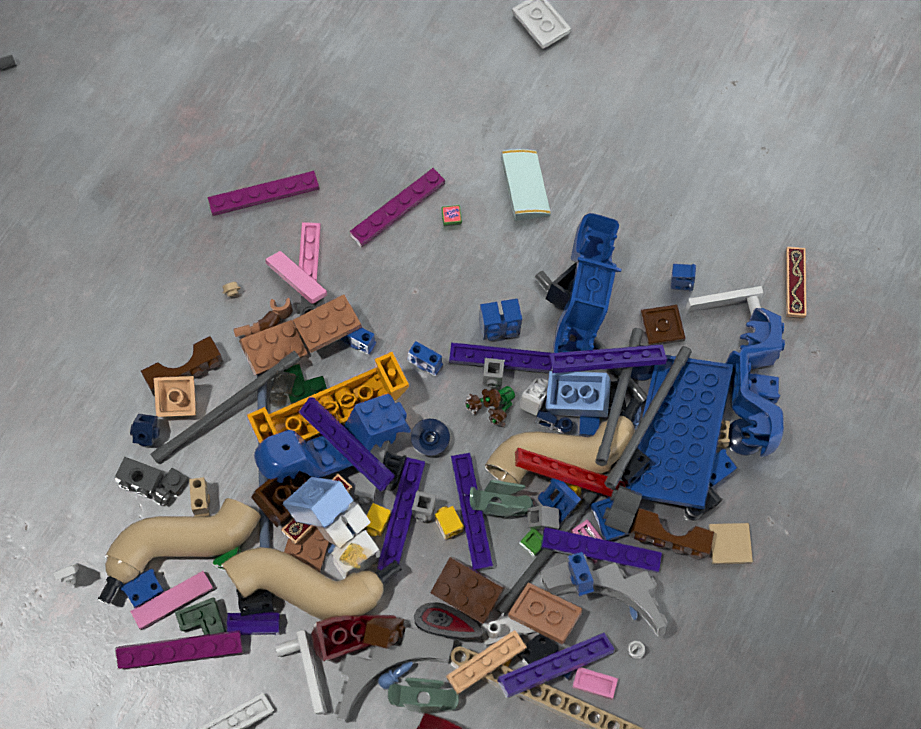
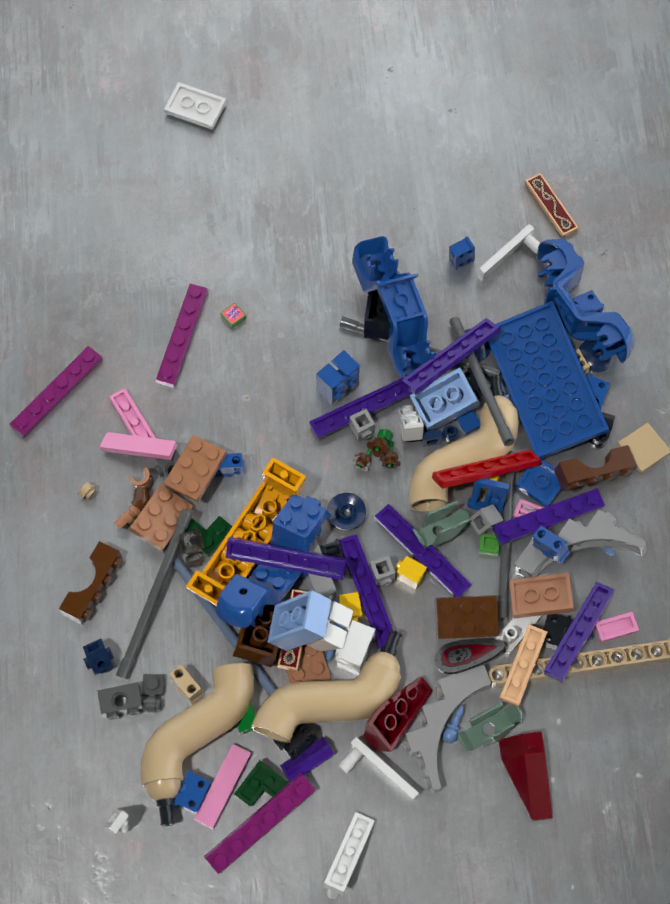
camera: 30 degrees left, 0 degrees up
(175, 396) = (105, 611): light nougat slope -> none
(351, 555) = (357, 647): clear yellow tile -> none
(384, 631) = (424, 694): reddish brown slope -> none
(425, 358) = (296, 448): blue piece -> none
(525, 184) = (276, 253): light aqua slope -> none
(617, 472) = (523, 444): dark grey piece -> none
(622, 509) = (546, 471): dark grey brick -> none
(633, 647) = (626, 578): white hinge -> none
(635, 467) = (528, 431): black piece -> none
(662, 325) = (470, 303): reddish brown tile -> none

